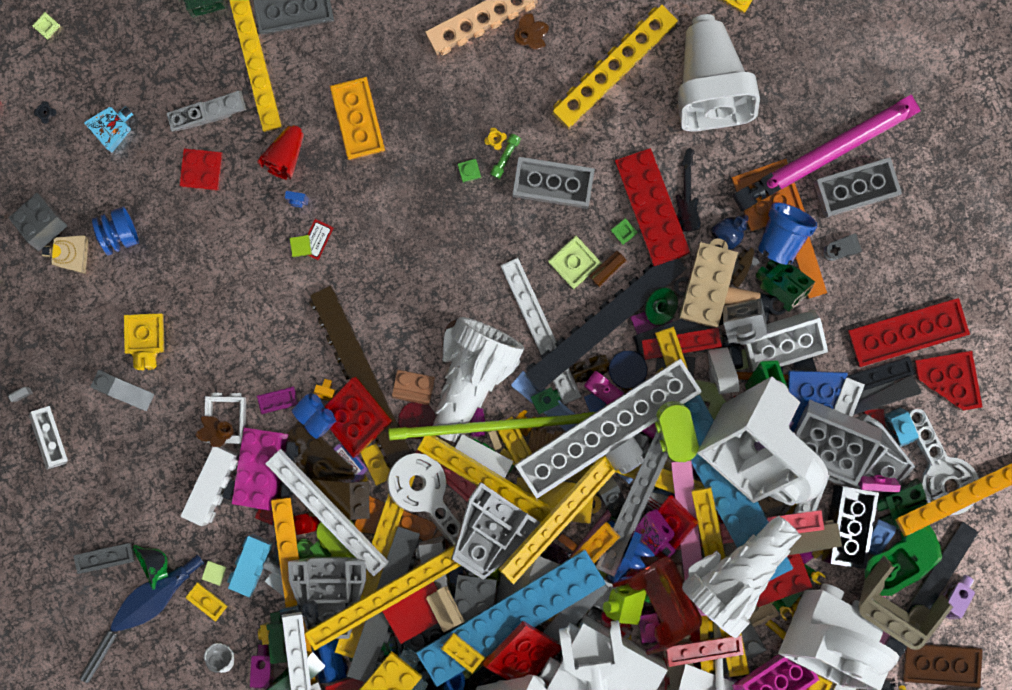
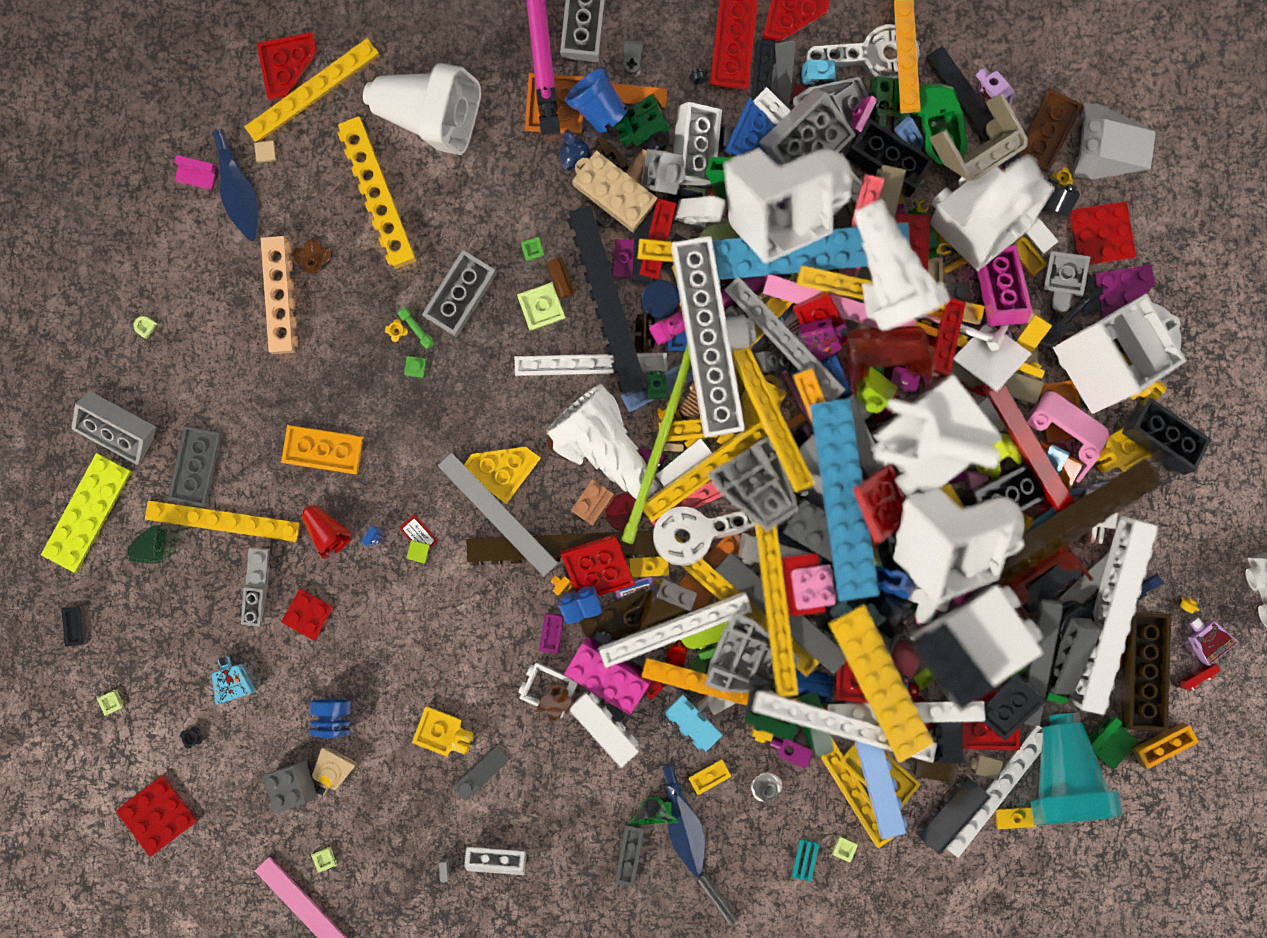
camera: 70 degrees left, 0 degrees up
(214, 573) = (686, 758): yellowish green tile -> none
(364, 304) = (497, 514): none -> light grey tile
(407, 290) = (502, 470): none -> yellow plate
(418, 624) = (813, 587): none -> bright pink bracket
(445, 609) = (810, 557): tan panel -> none
(462, 652) = (858, 557): yellow plate -> none
(630, 557) = (831, 363): blue tile -> none
(652, 207) = (521, 213): red plate -> none
(666, 309) = (615, 243): dark green dish -> none
(677, 431) = (737, 274): lime brick -> none
(687, 209) = (543, 184): black piece -> none
(851, 316) = (698, 76): none -> black plate

